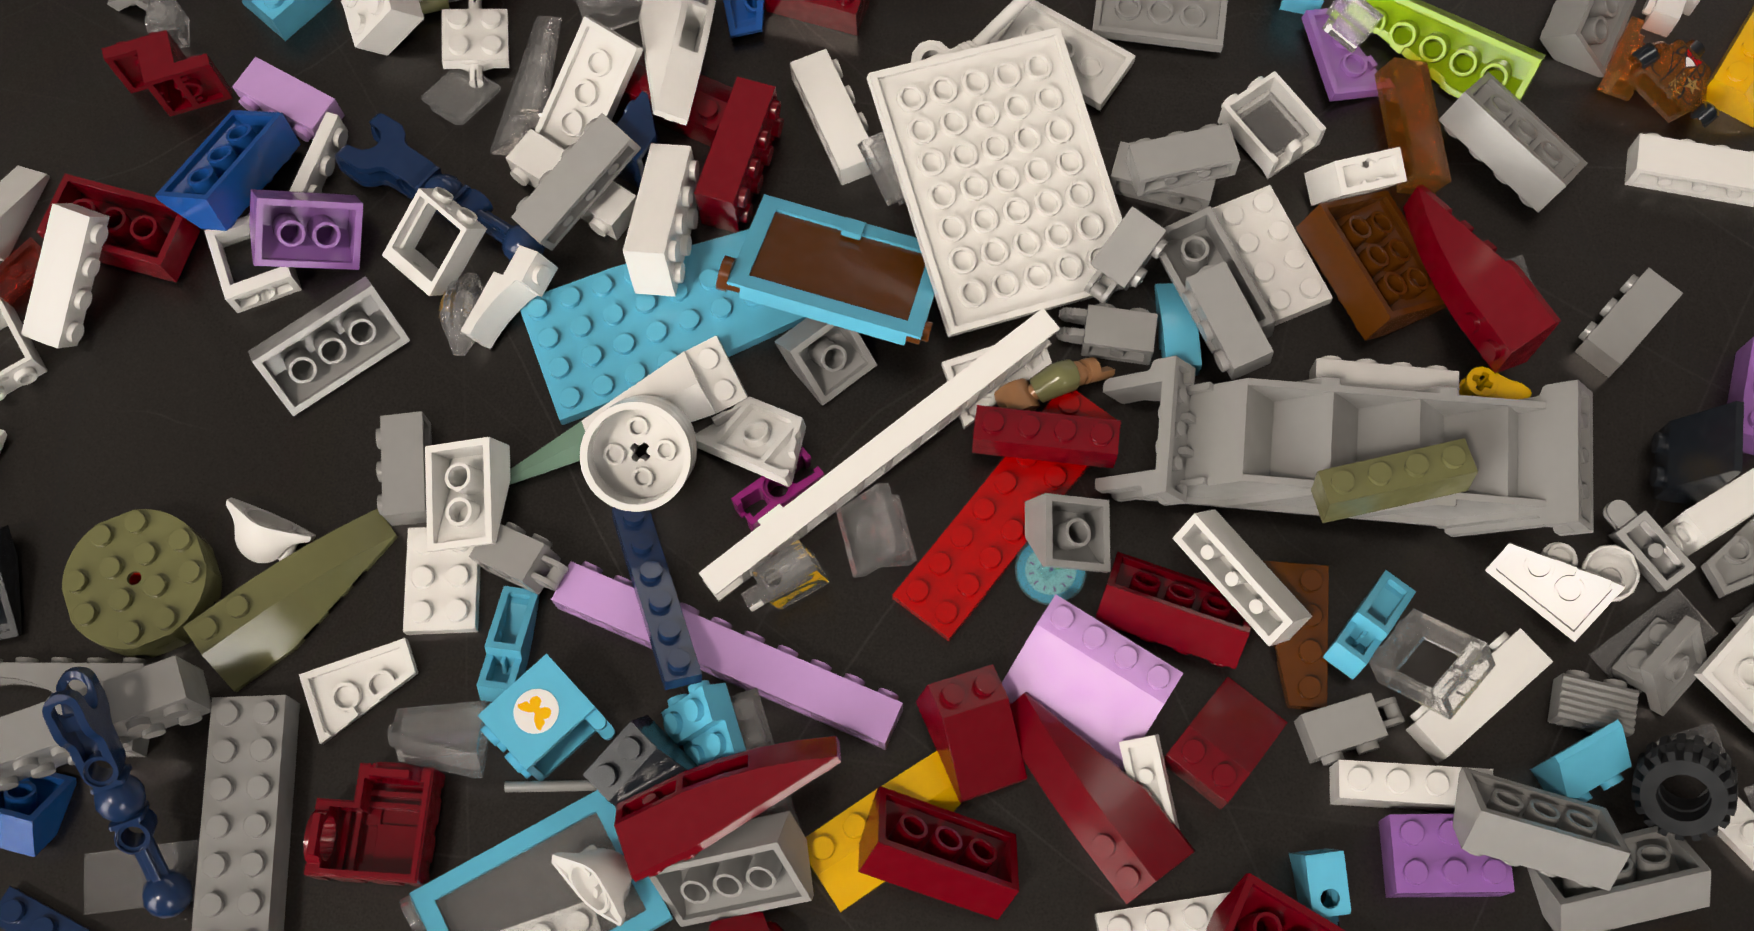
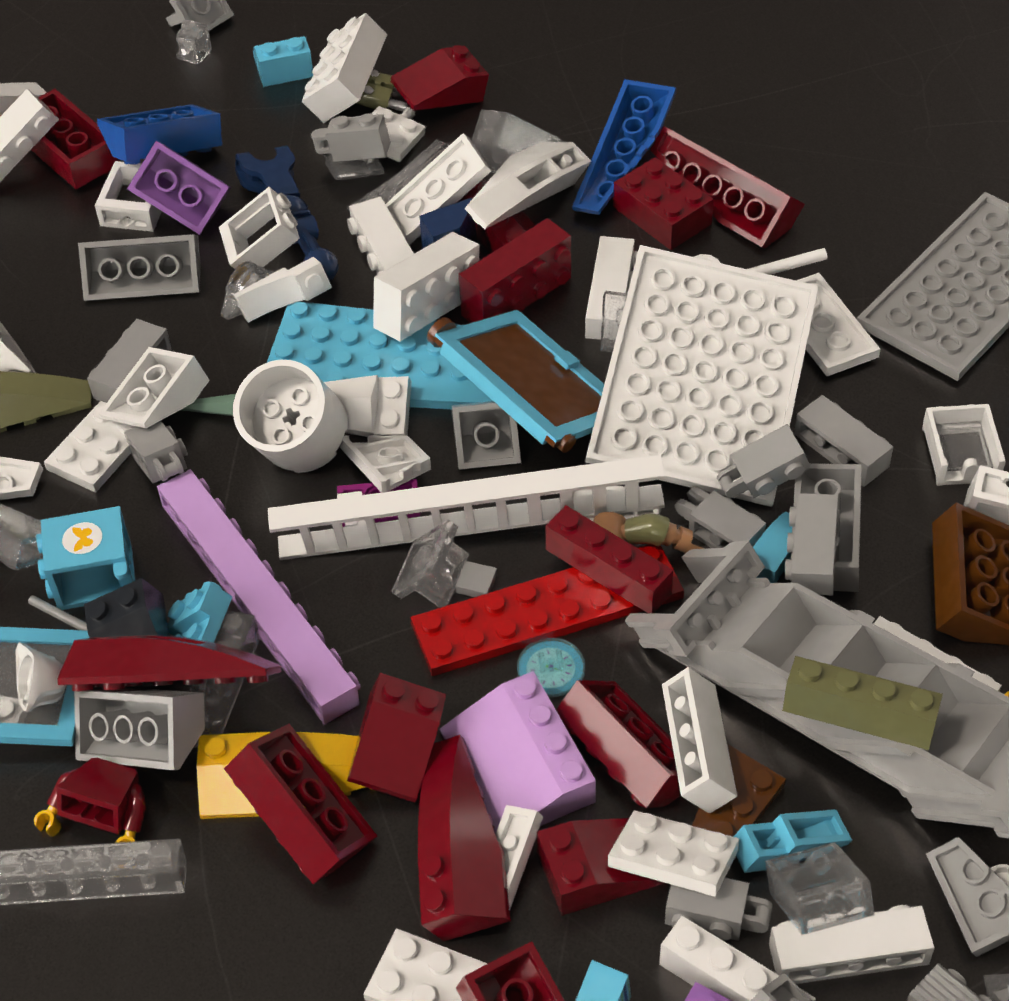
camera: 30 degrees right, 20 degrees down
(162, 67) = (170, 69): dark red bracket -> none
(273, 90) = (239, 122): lavender brick -> none
(320, 158) = (222, 158): white plate -> none
(453, 72) = (353, 138): none -> light grey brick
(508, 642) = (125, 490): medium azure slope -> none
(575, 181) = (379, 230): light grey brick -> none
(657, 599) = (230, 519): dark blue plate -> none
(794, 569) = (338, 560): clear torso -> none
(924, 518) = (476, 579): none -> light grey tile
(1069, 531) = (579, 633): light grey slope -> none
(1182, 159) = (860, 423): light grey brick -> none
(1273, 254) = (898, 537): white plate -> none
(1292, 702) = (674, 853): none -> white plate

